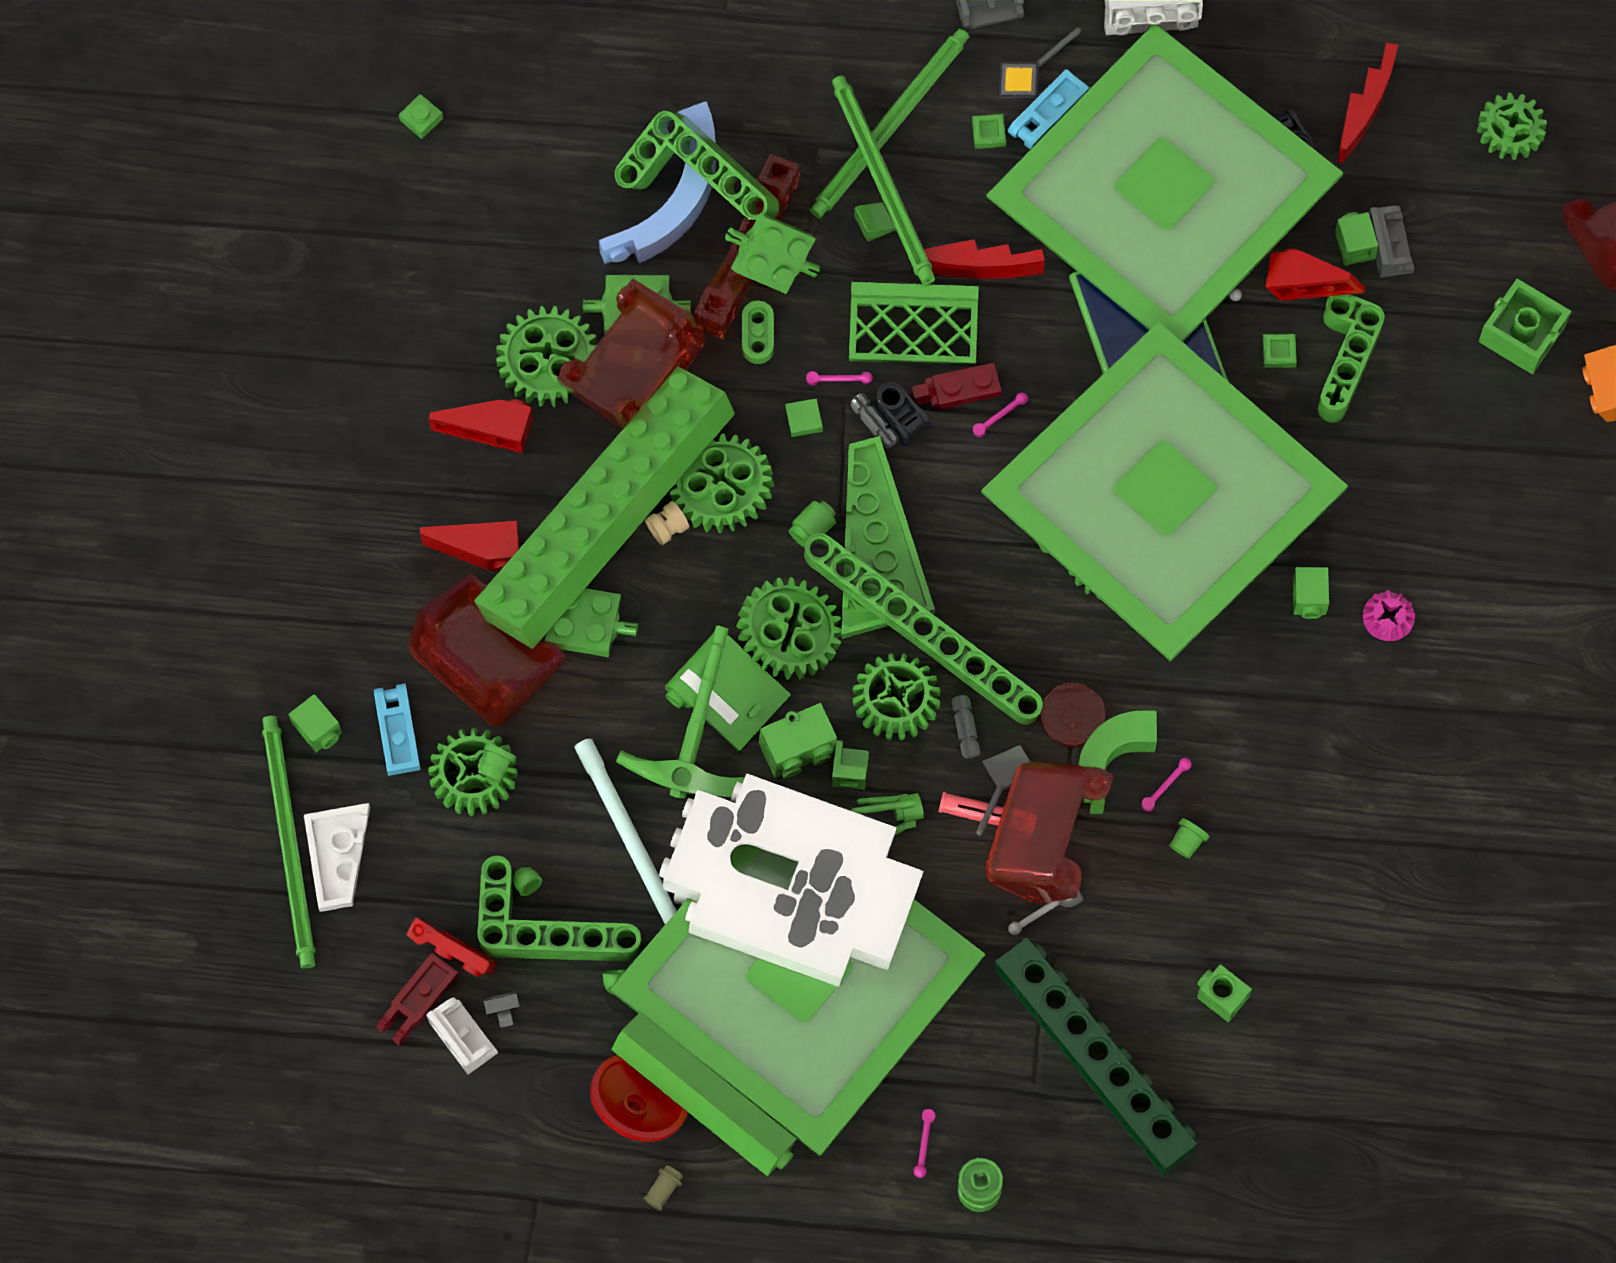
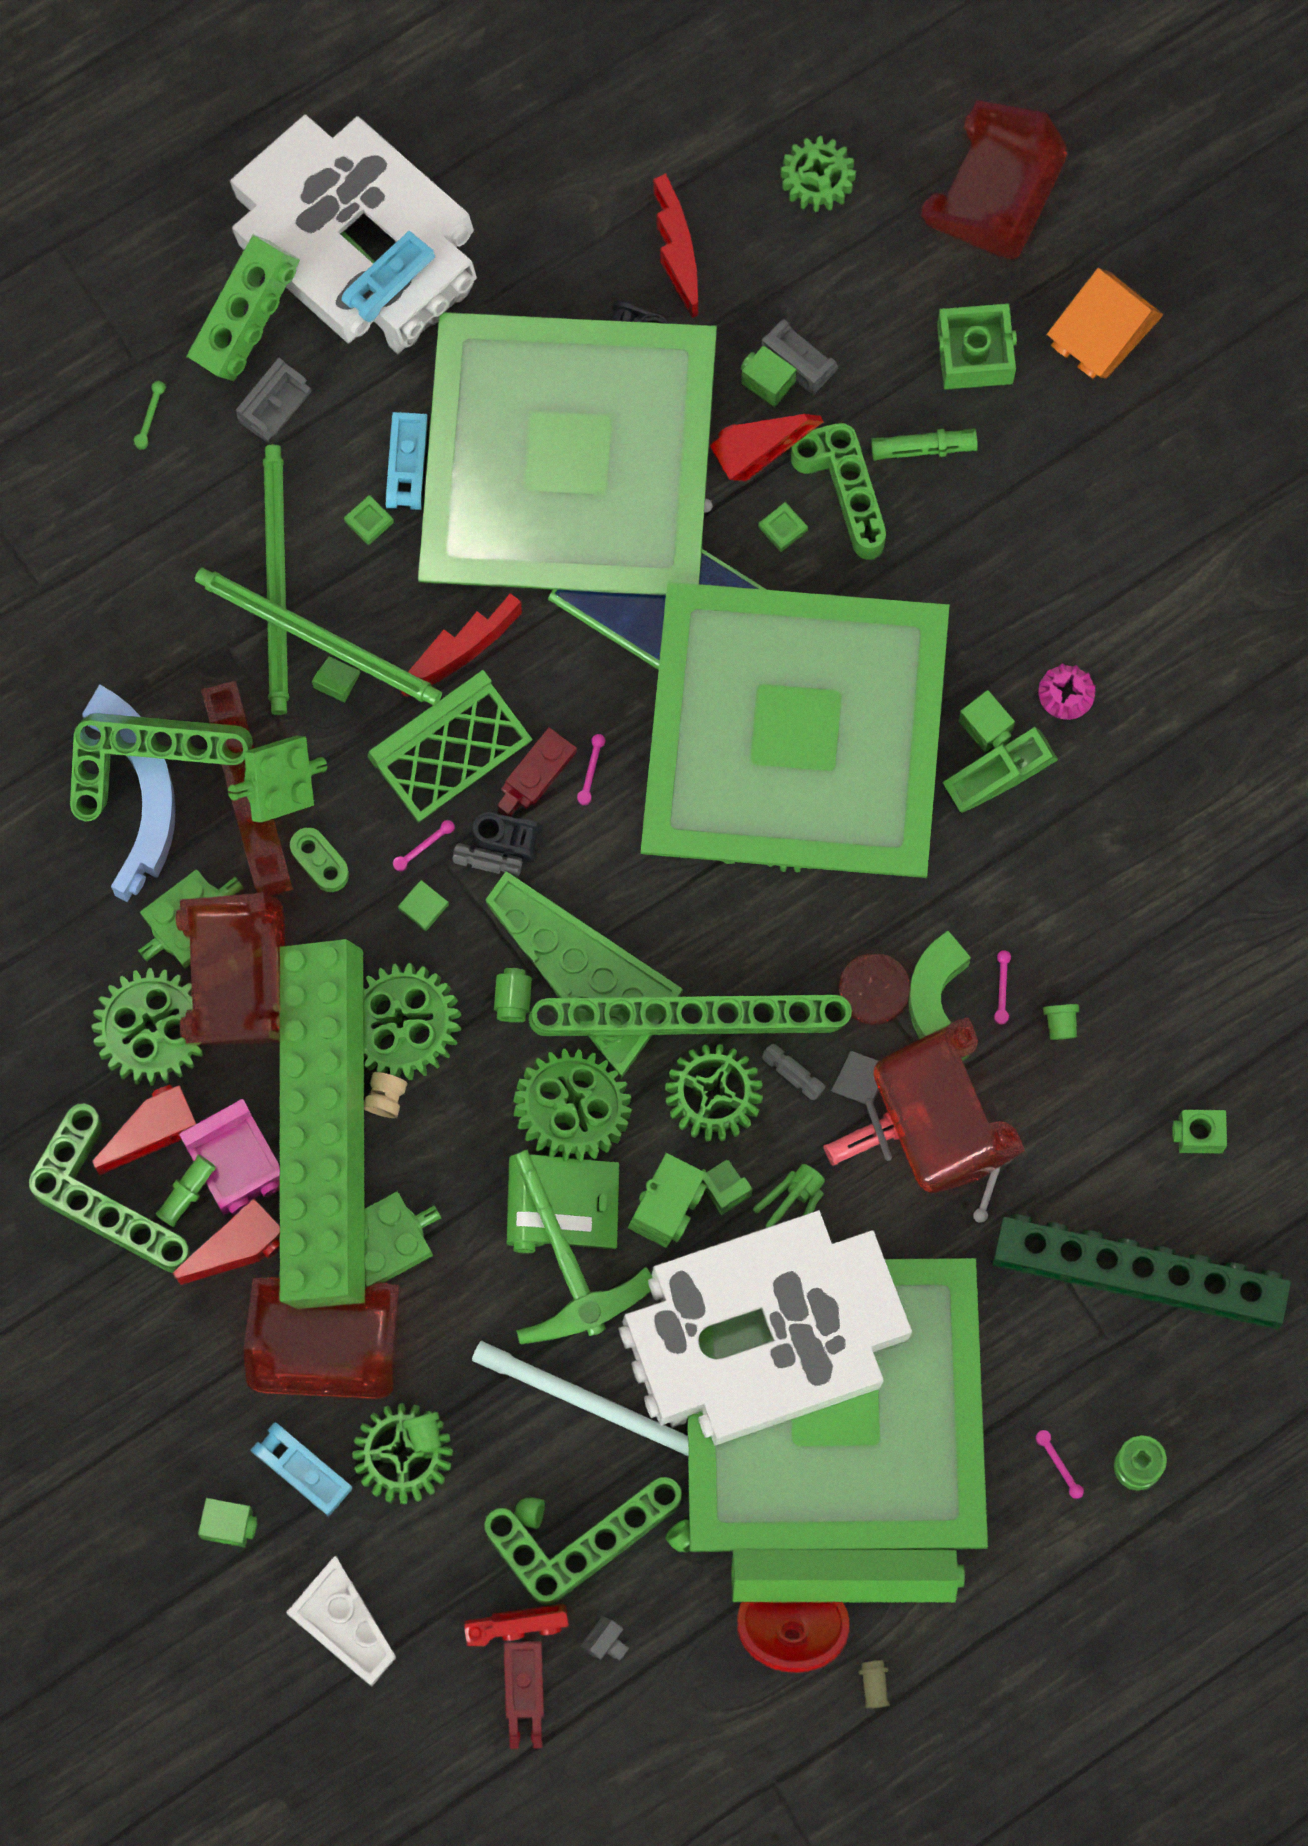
camera: 40 degrees left, 5 degrees up
(288, 841) = (291, 1647): bright green piece -> none
(409, 447) = (97, 1204): none -> bright green beam
(461, 1034) = (590, 1694): white hinge -> none
(477, 482) = (186, 1190): none -> bright green pin
(528, 483) = (240, 1154): none -> dark pink panel
(1021, 79) = (356, 450): piece -> none
(1293, 632) = (1000, 770): none -> bright green slope
(1441, 374) = (924, 444): none -> bright green pin

